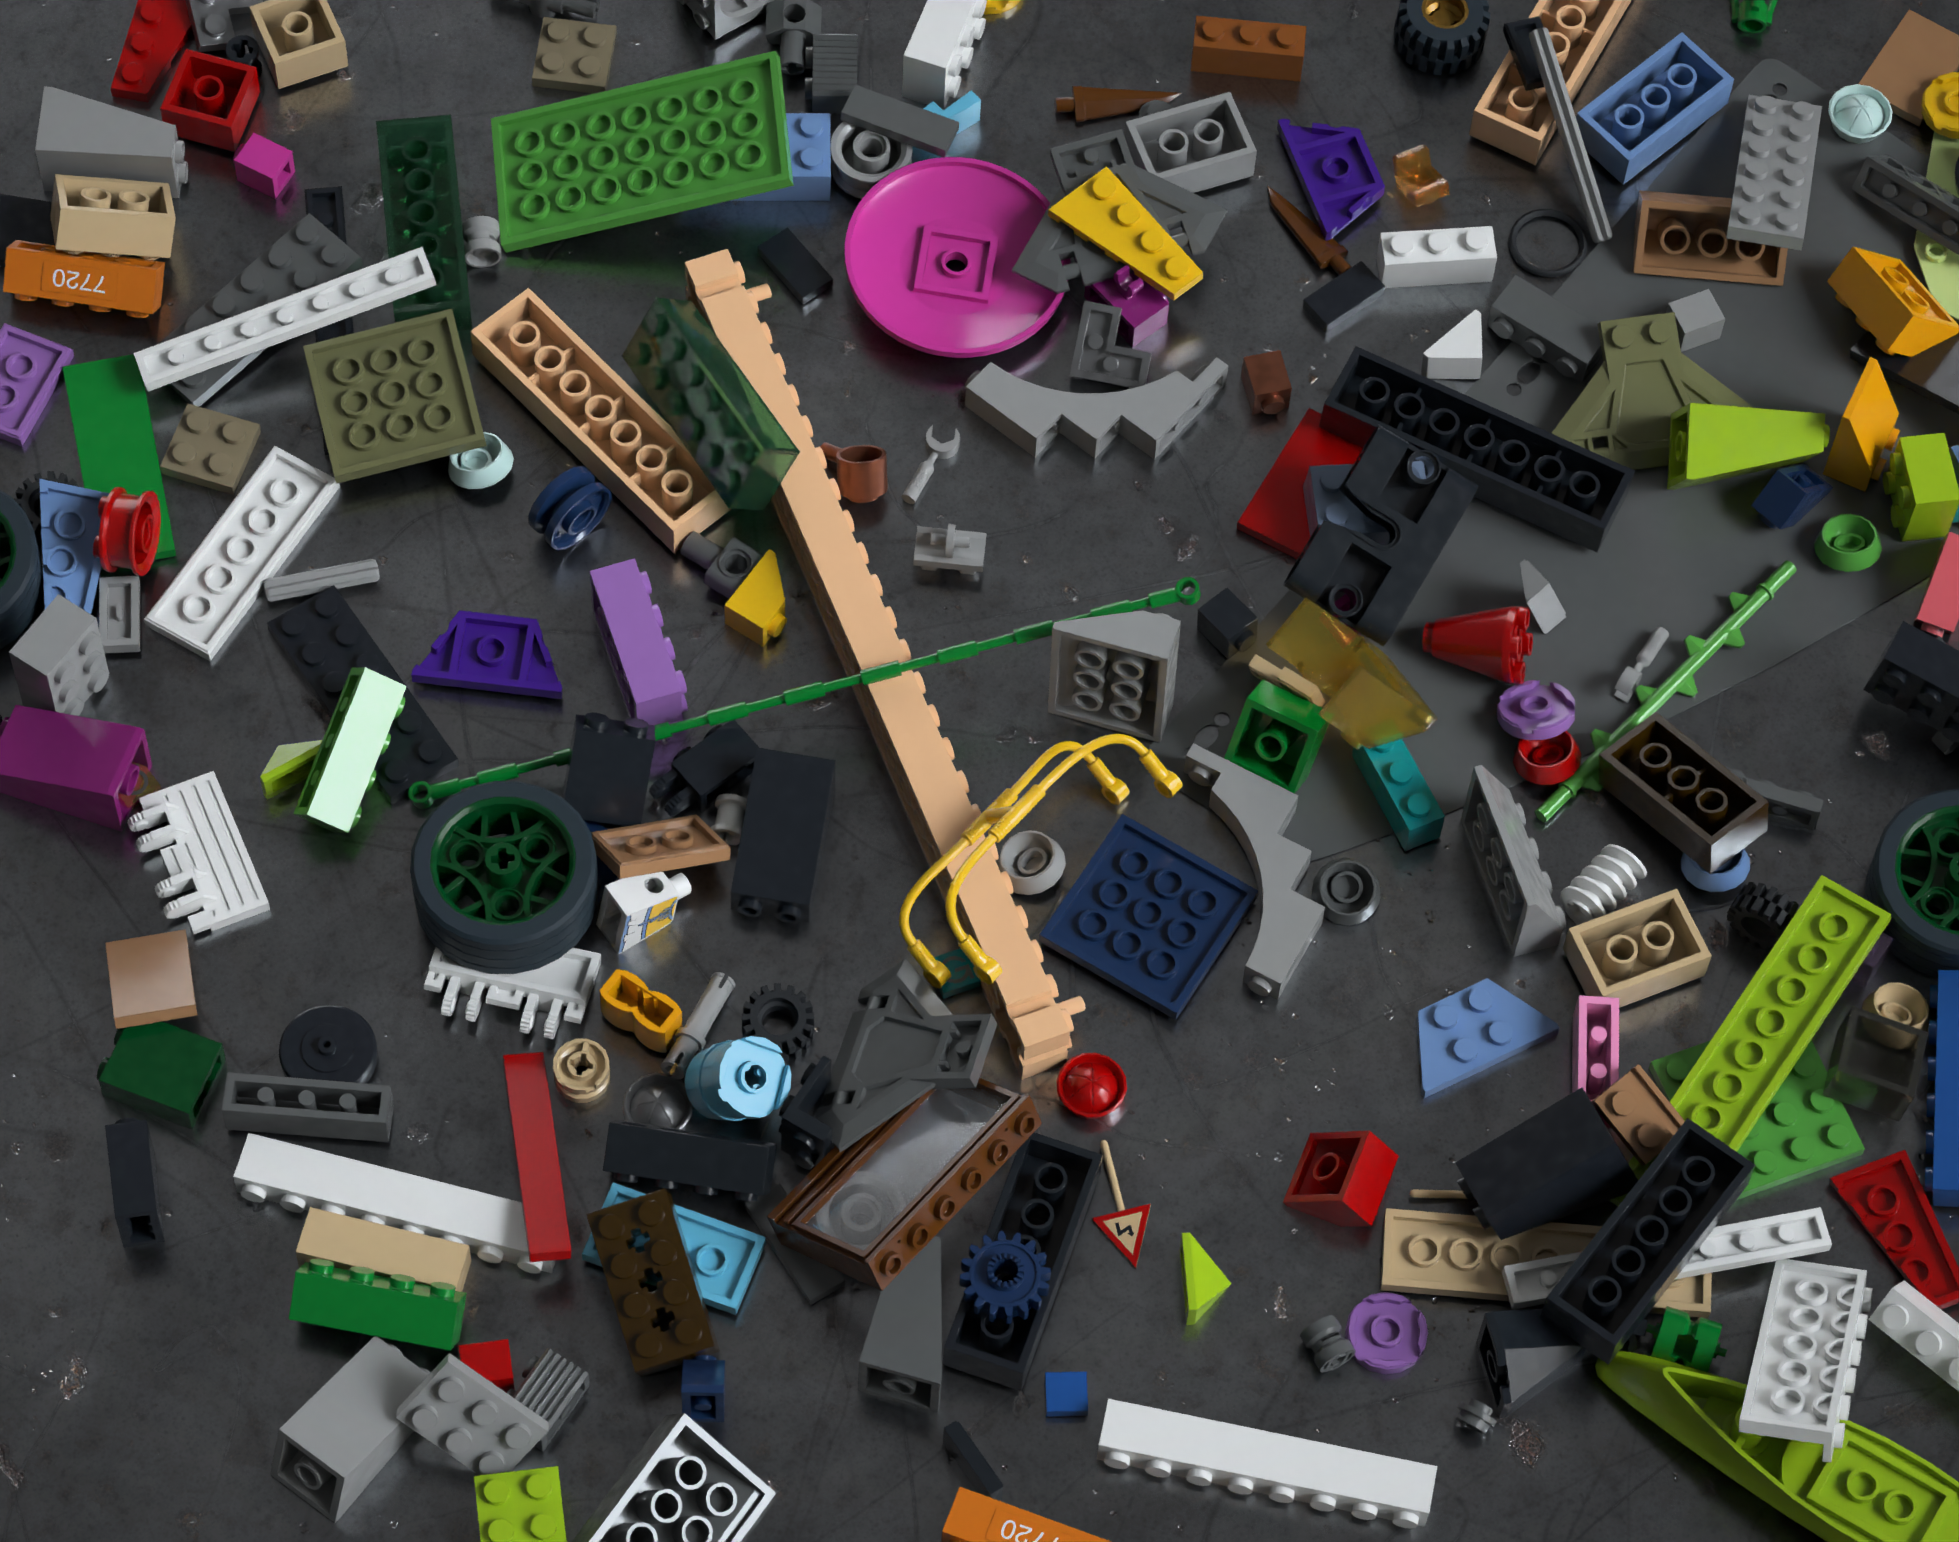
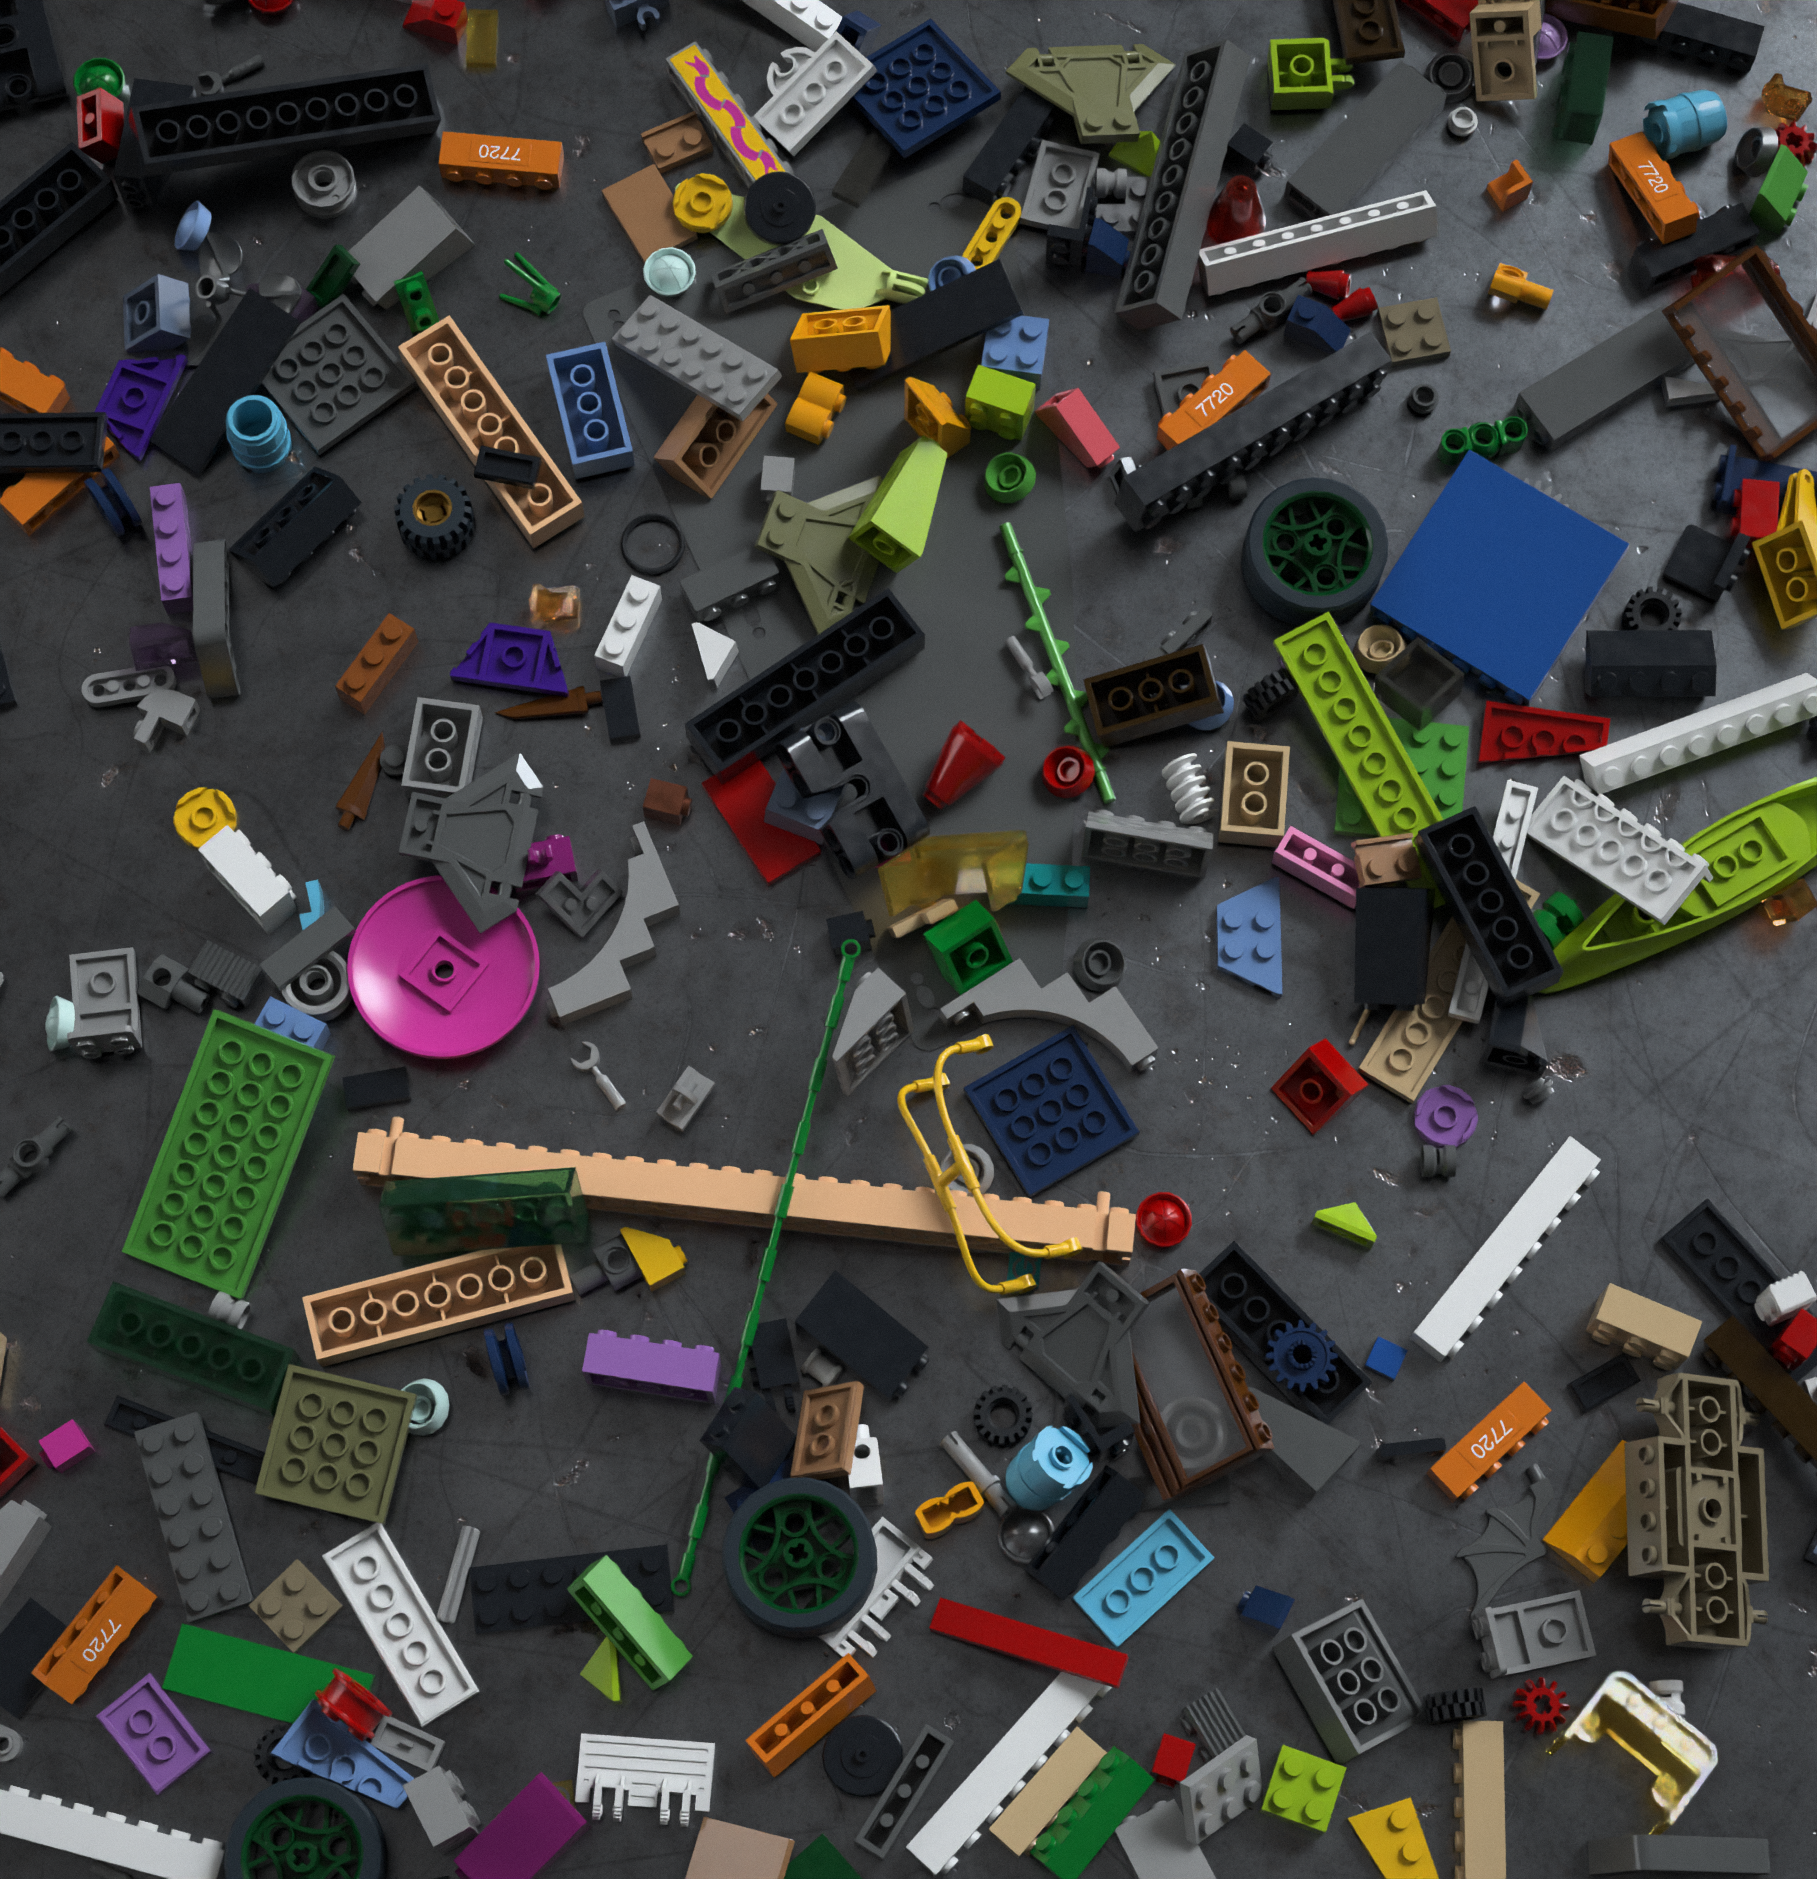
camera: 60 degrees left, 10 degrees up
(112, 216) = (58, 1587): tan brick -> none
(284, 319) = (228, 1496): white plate -> none
(344, 976) = (811, 1715): none -> orange brick
(491, 655) = (593, 1477): dark purple wing -> none
(574, 55) = (96, 1160): dark tan plate -> none
(592, 1082) = (971, 1590): tan wheel -> none
(628, 1270) = (1156, 1621): dark brown brick -> none
(859, 471) = (585, 1129): copper piece -> none
(1120, 225) = (492, 836): yellow wing -> none
(1126, 1226) = (1278, 1252): piece -> none
(1536, 710) = (1031, 759): medium lavender tile -> none
(1541, 598) = (952, 706): light grey slope -> none
(1570, 135) = (588, 479): light grey axle -> none
(1790, 496) = (956, 496): dark blue slope -> none
(1799, 318) = (815, 408): none -> light orange brick

